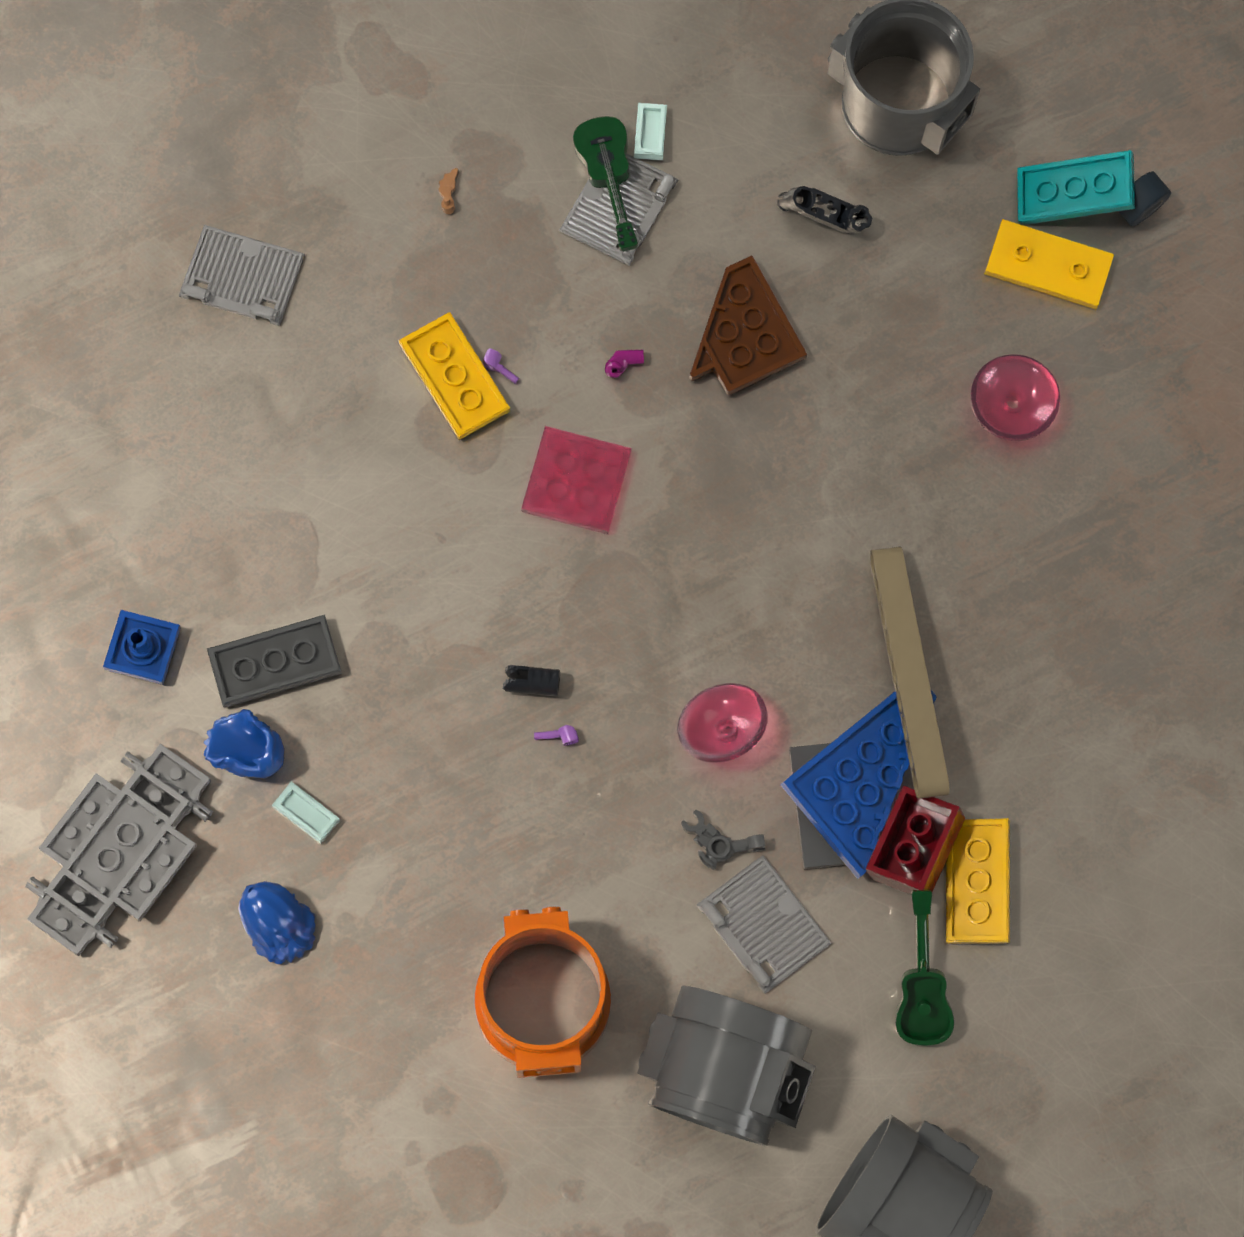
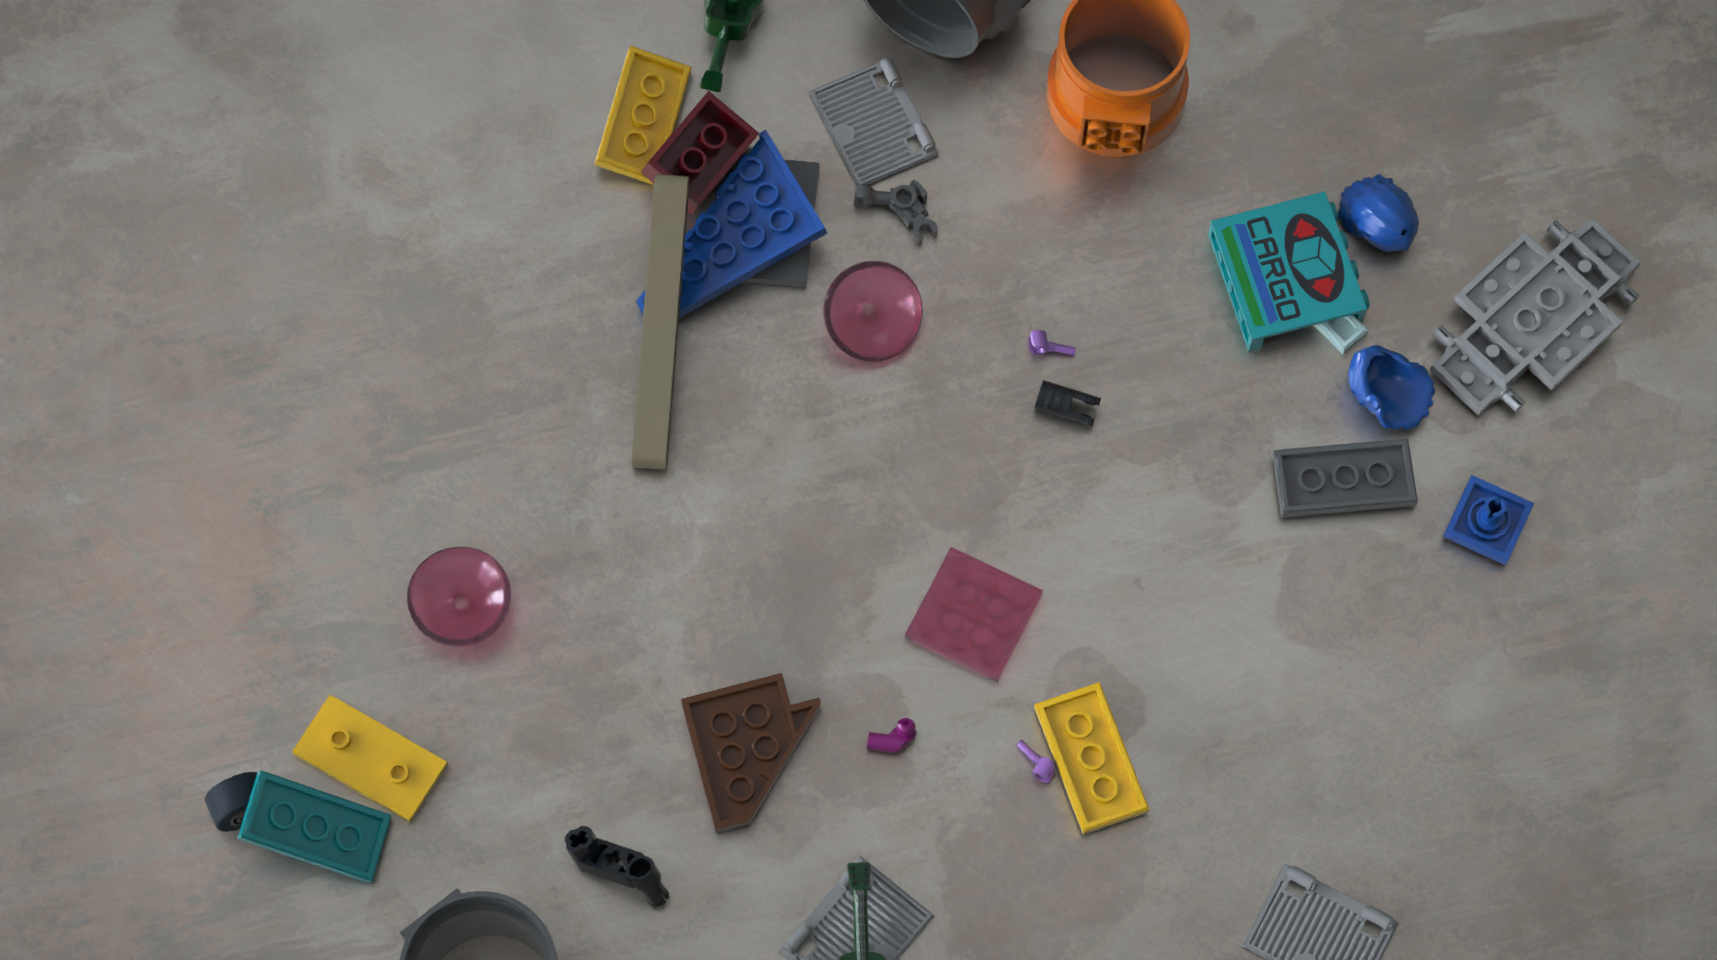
camera: 165 degrees left, 5 degrees down
(352, 844) = (1287, 267): none -> teal panel

